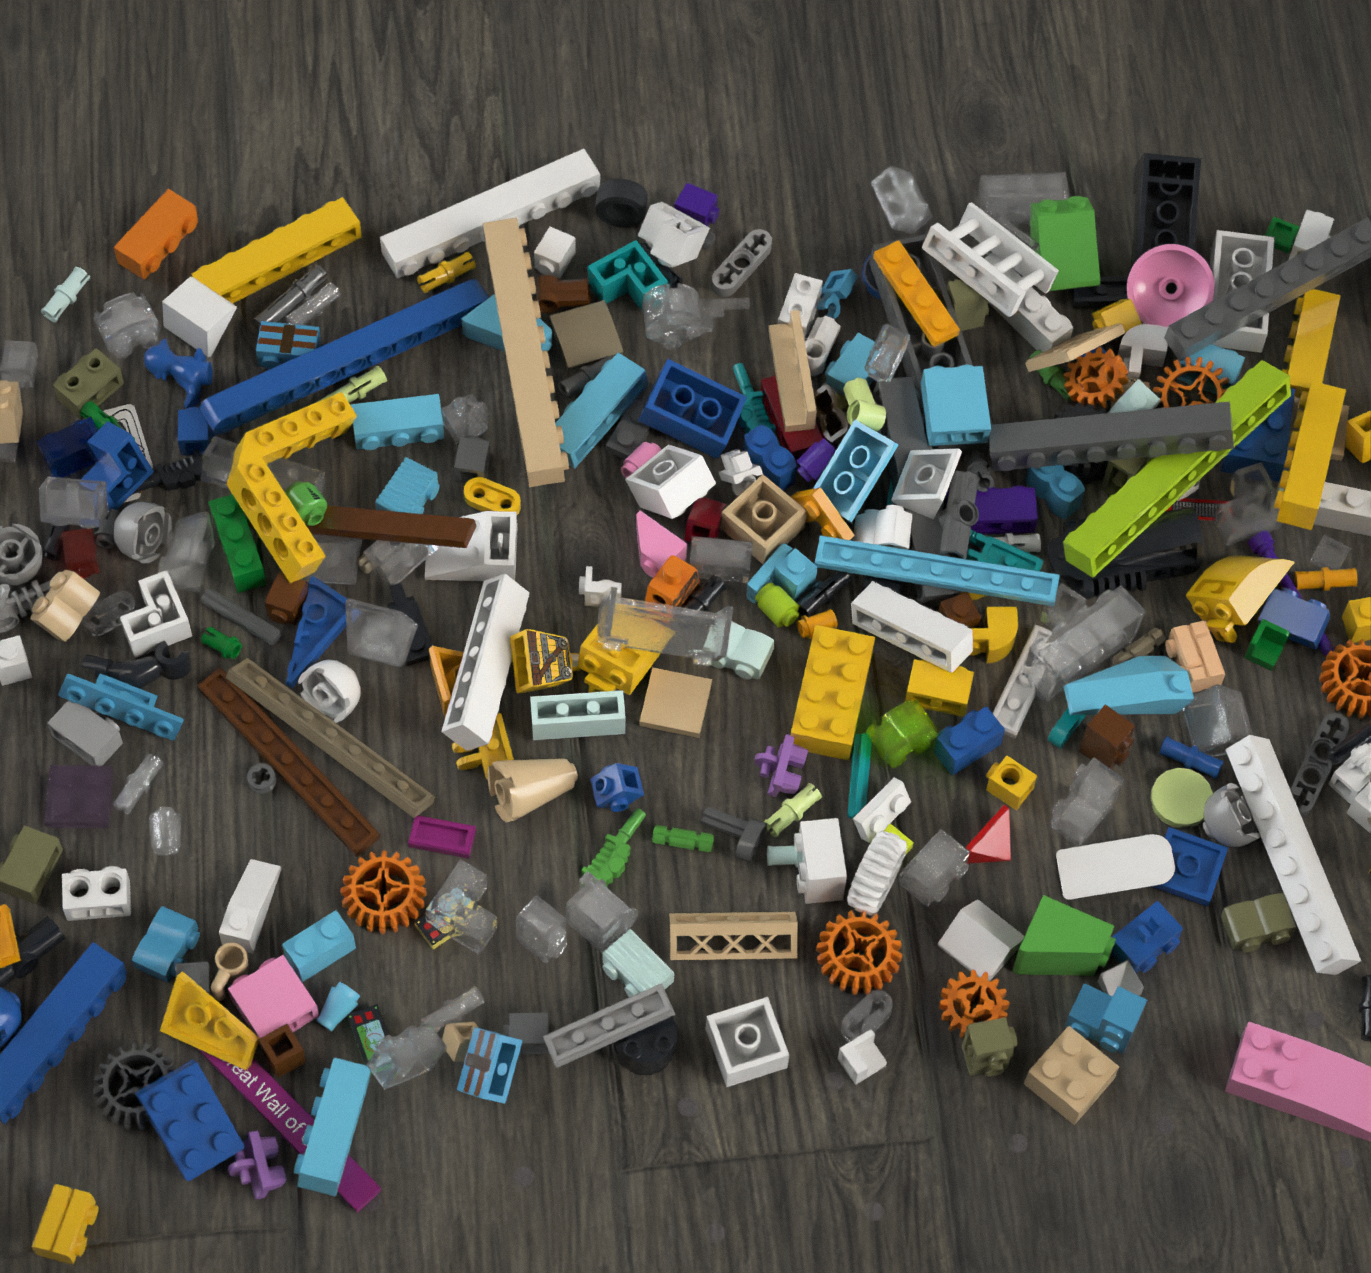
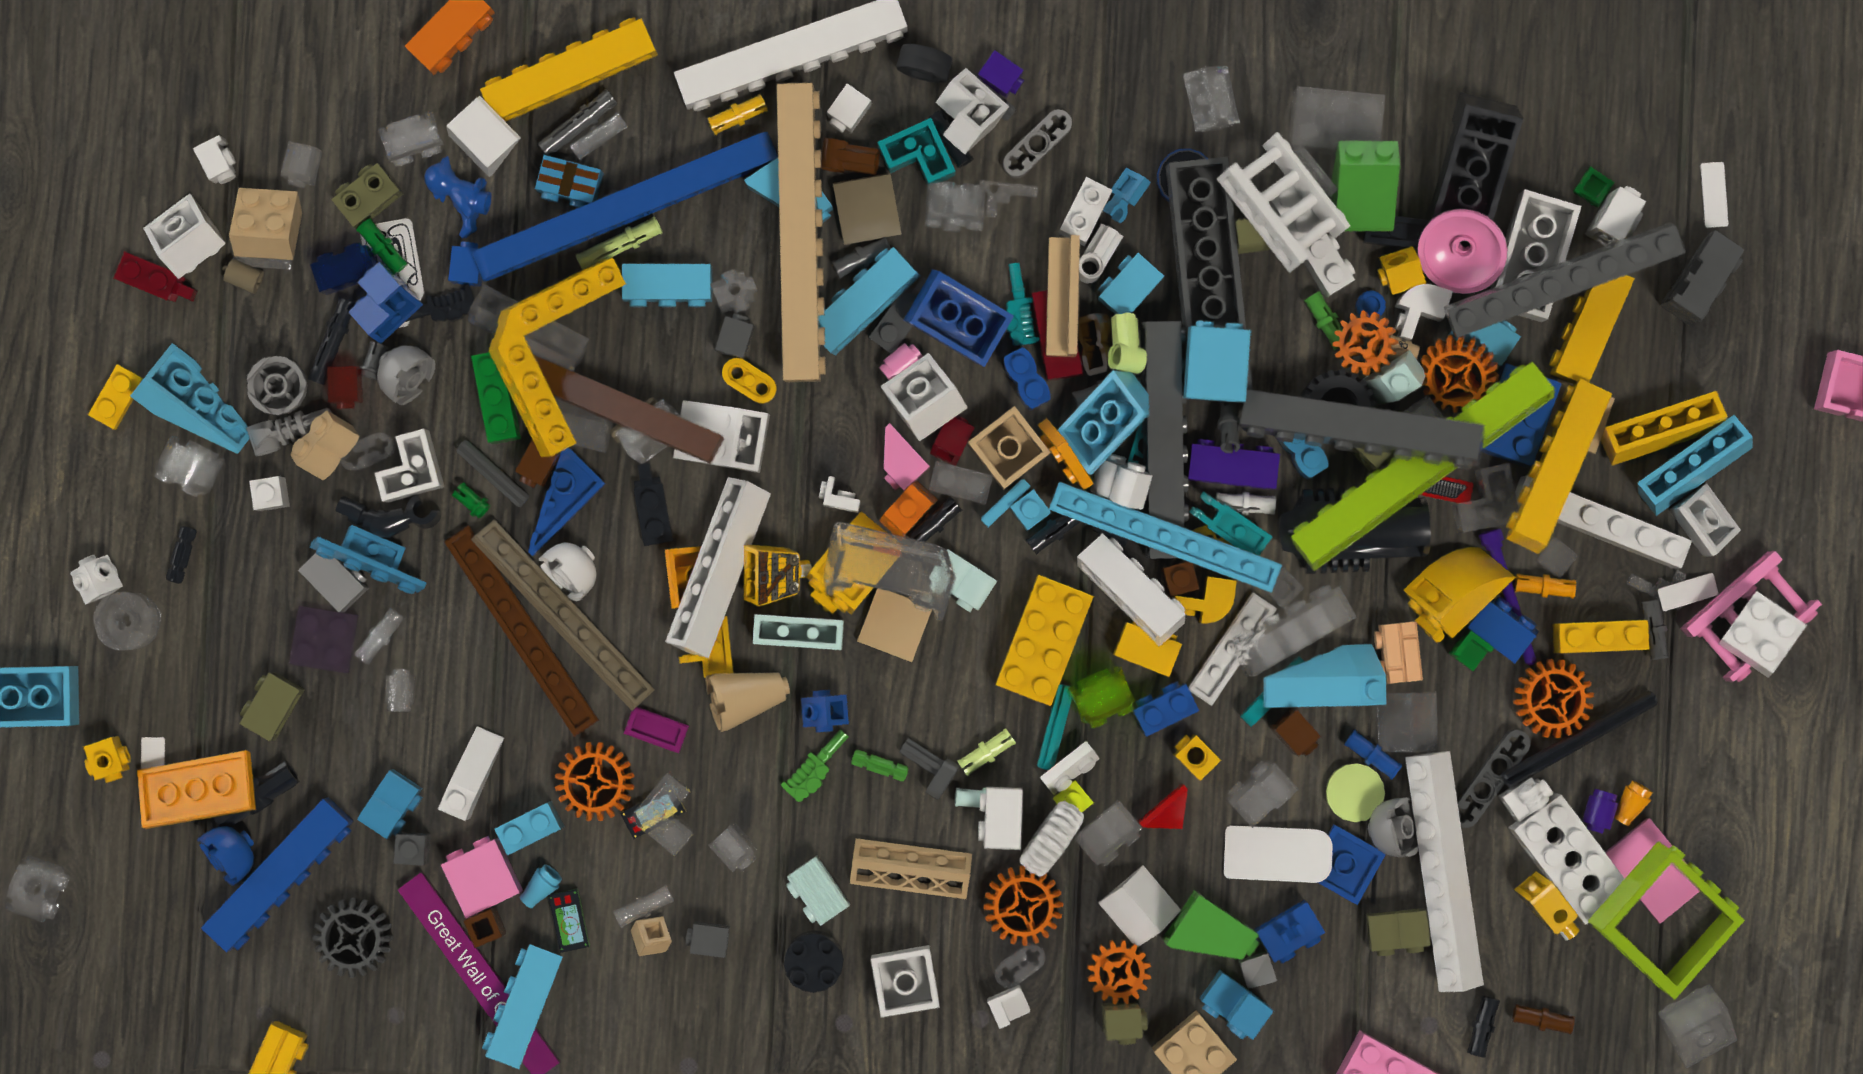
camera: 10 degrees right, 25 degrees up
(65, 294) = (353, 87): light aqua pin -> none
(73, 502) = (339, 341): clear brick -> none
(96, 902) = (331, 751): white brick -> none
(188, 551) = (446, 403): clear slope -> none
(190, 1120) = (394, 986): blue brick -> none
(207, 1025) = (419, 896): yellow wing -> none
(232, 963) = (446, 836): tan piece -> none
(253, 1168) = (455, 1039): medium lavender hips -> none
(257, 770) = (498, 654): dark grey bush -> none
(307, 502) = (563, 378): bright green head -> none
(378, 633) = (621, 517): clear slope -> none
(406, 1055) = (595, 951): clear brick -> none
(409, 488) = (667, 365): medium azure brick -> none
(489, 1065) = (669, 971): dark azure brick -> none
(599, 913) = (792, 835): clear plate -> none
(608, 1025) = (780, 956): light grey tile -> none
(739, 470) = (994, 391): white hips -> none
(777, 605) = (1008, 539): lime brick -> none
(787, 755) = (989, 697): medium lavender hips -> none
(807, 624) = (1042, 562): light orange pin -> none
(815, 460) = (1070, 395): dark purple brick -> none
(886, 353) = (1159, 295): clear brick -> none
(916, 293) = (1202, 227): light orange plate -> none
(926, 480) = (1172, 442): white slope -> none
(959, 515) = (1197, 484): dark grey piece -> none
(1074, 347) = (1351, 307): tan tile -> none
(1142, 646) = (1348, 633): dark tan axle -> none

